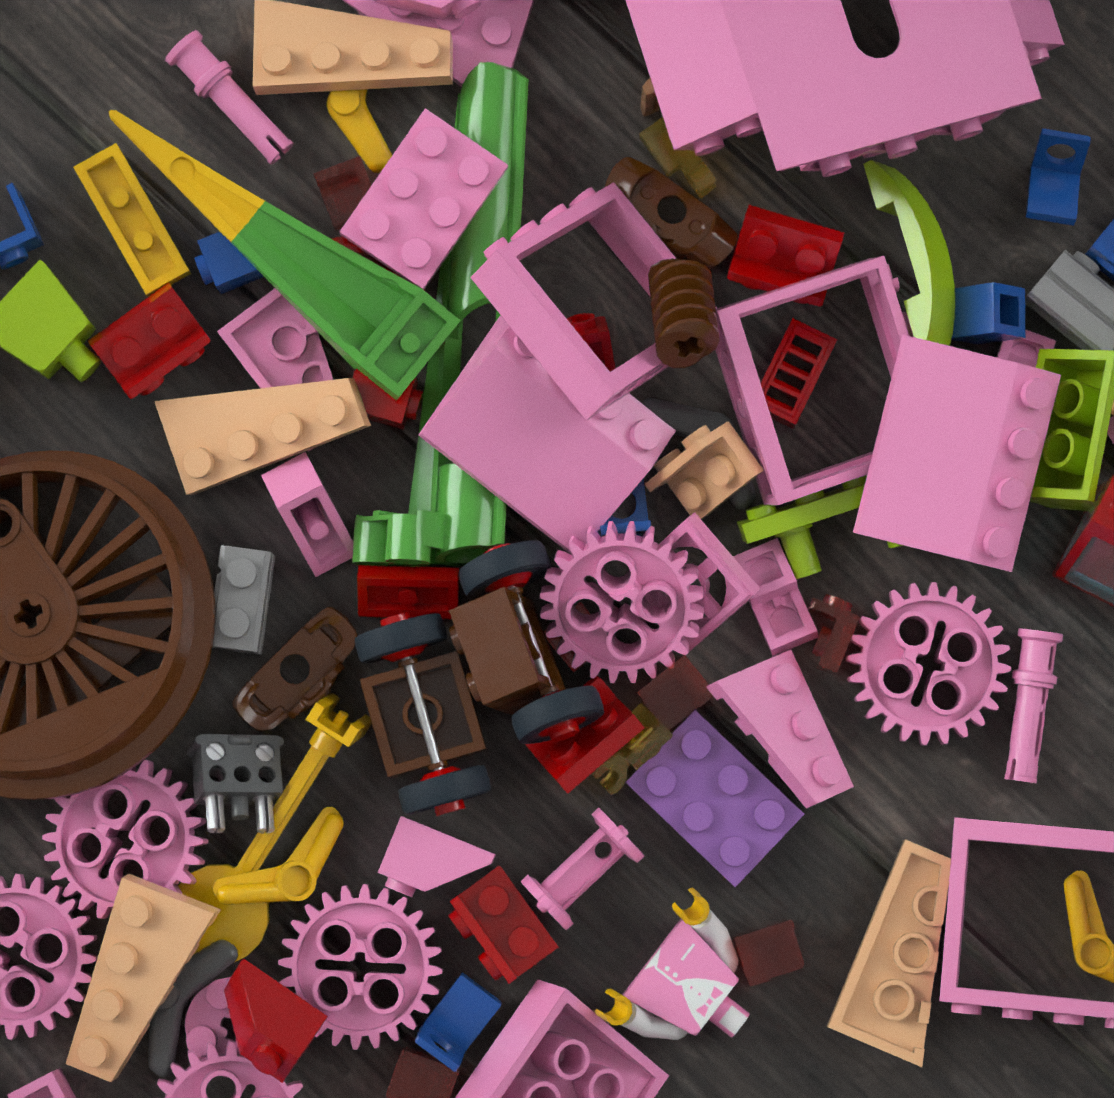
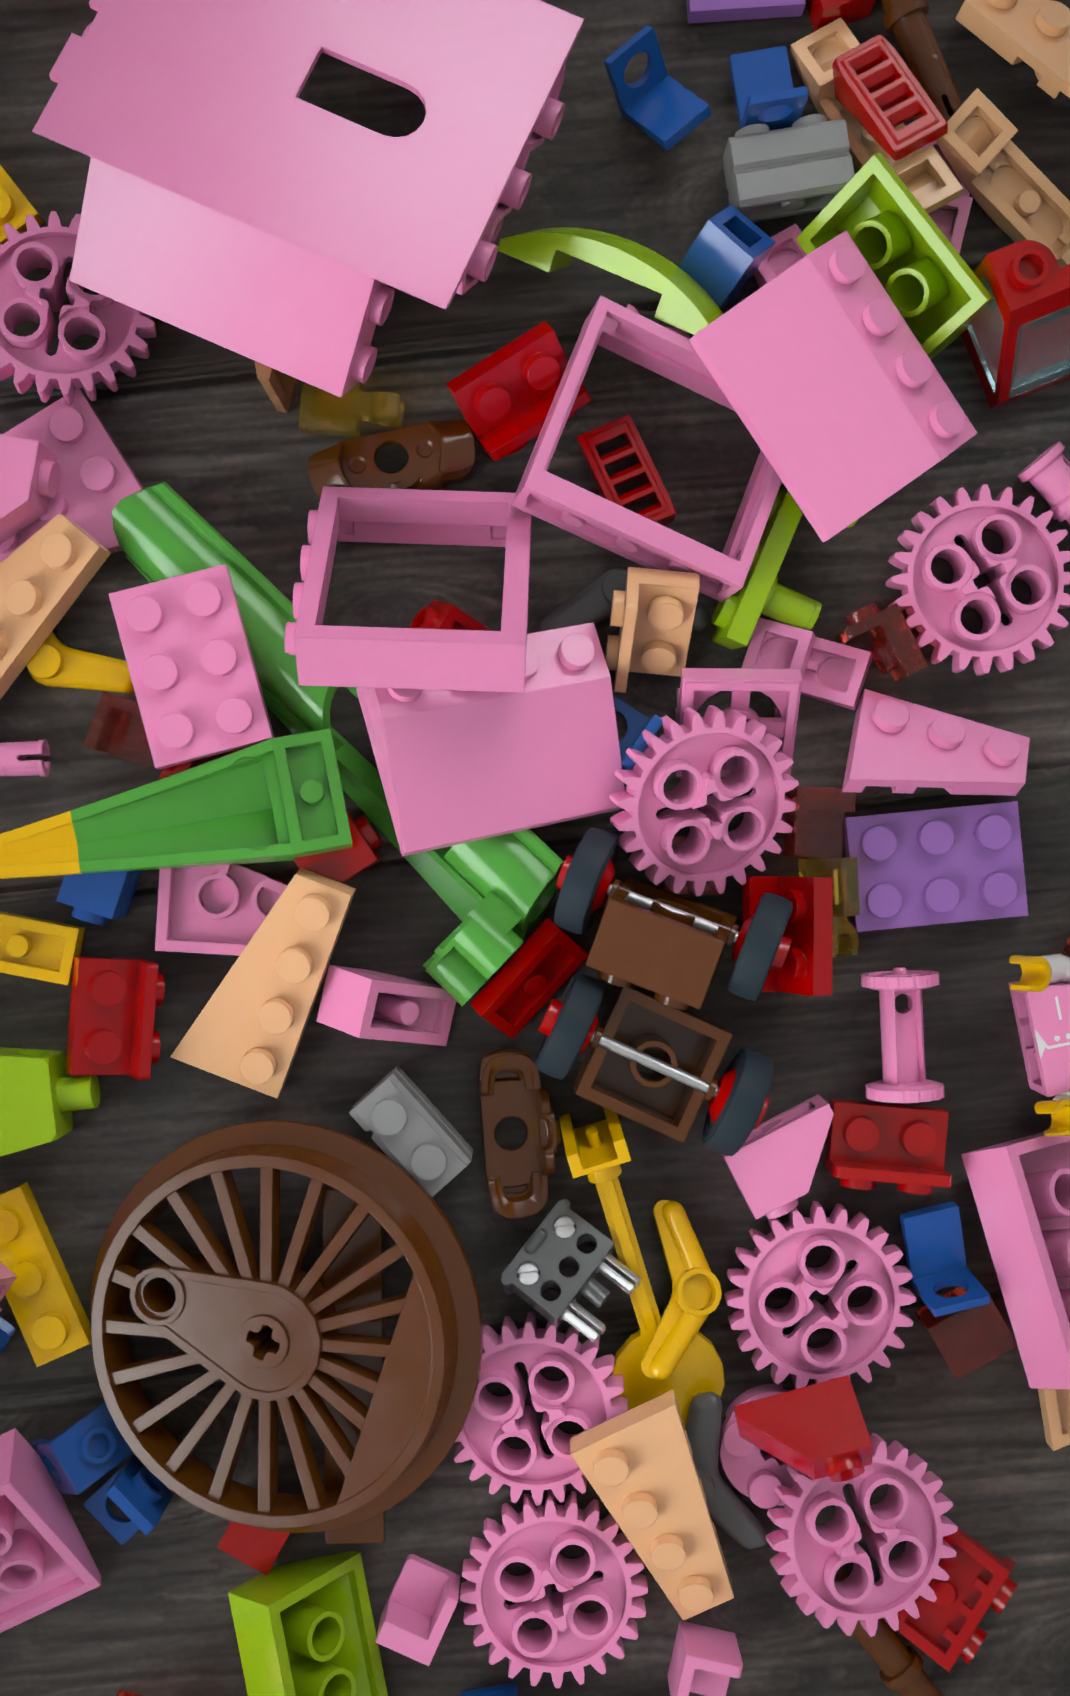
camera: 50 degrees left, 5 degrees up
(683, 311) = (498, 518): reddish brown piece -> none

